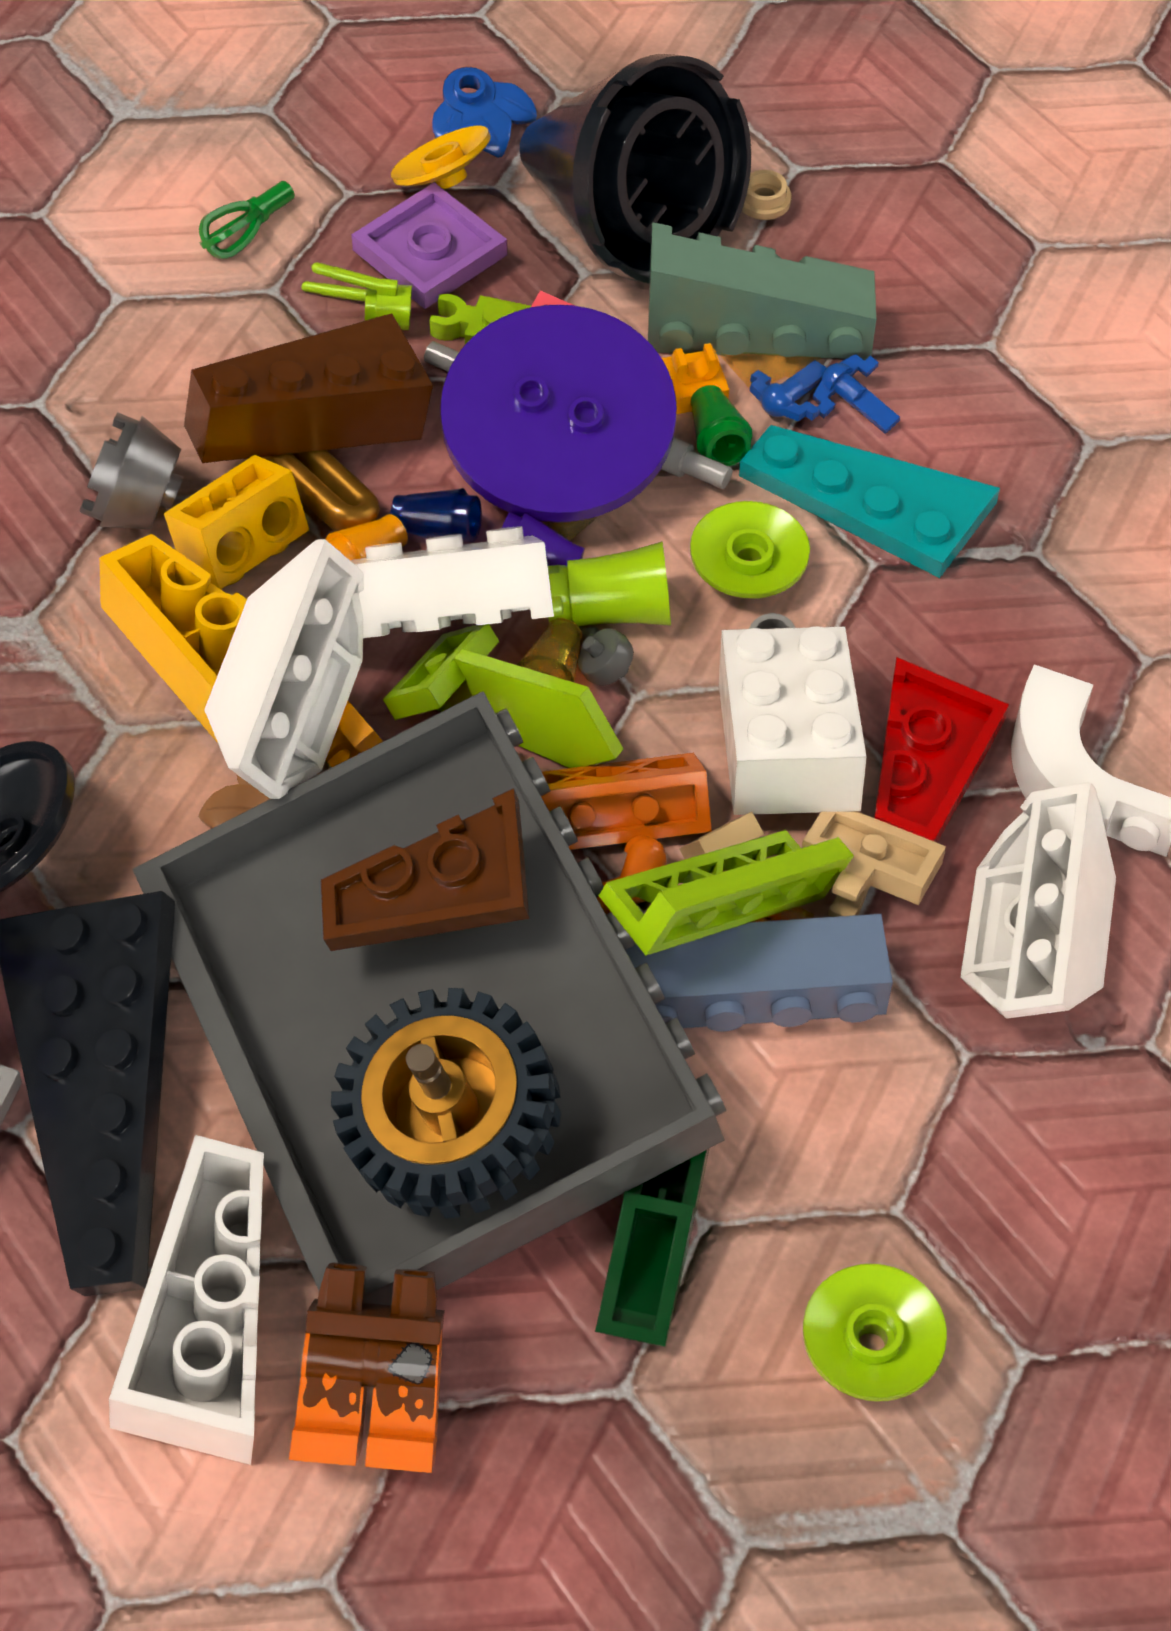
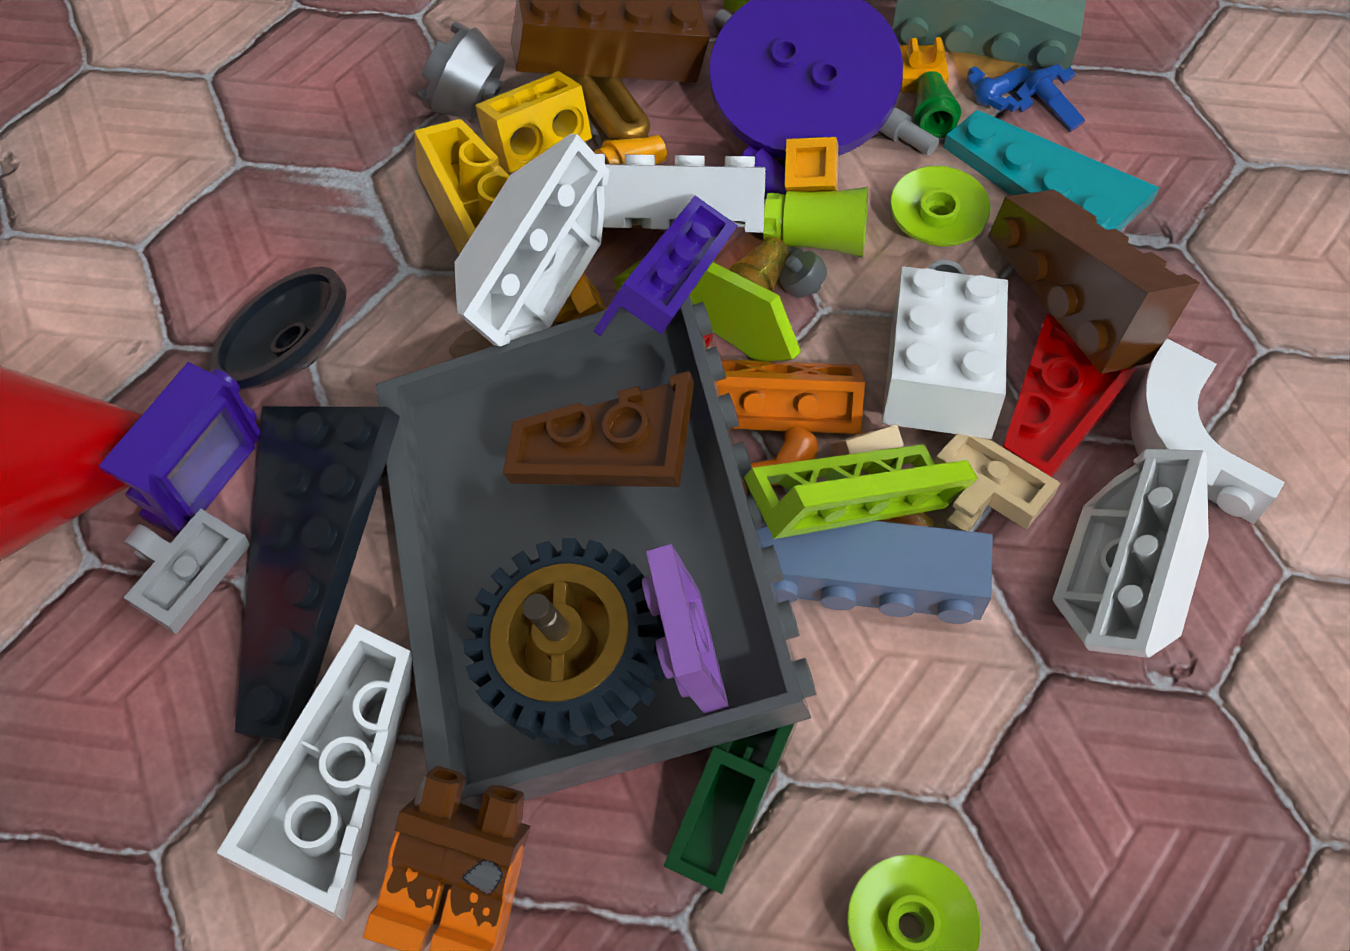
camera: 15 degrees right, 5 degrees up
(440, 513) = (696, 139): clear blue cone -> none
(464, 673) = (672, 267): none -> dark purple panel
(575, 1062) = (688, 647): none -> medium lavender plate
(590, 525) = (811, 164): none -> light orange tile
(937, 611) = (1090, 279): none -> reddish brown wedge

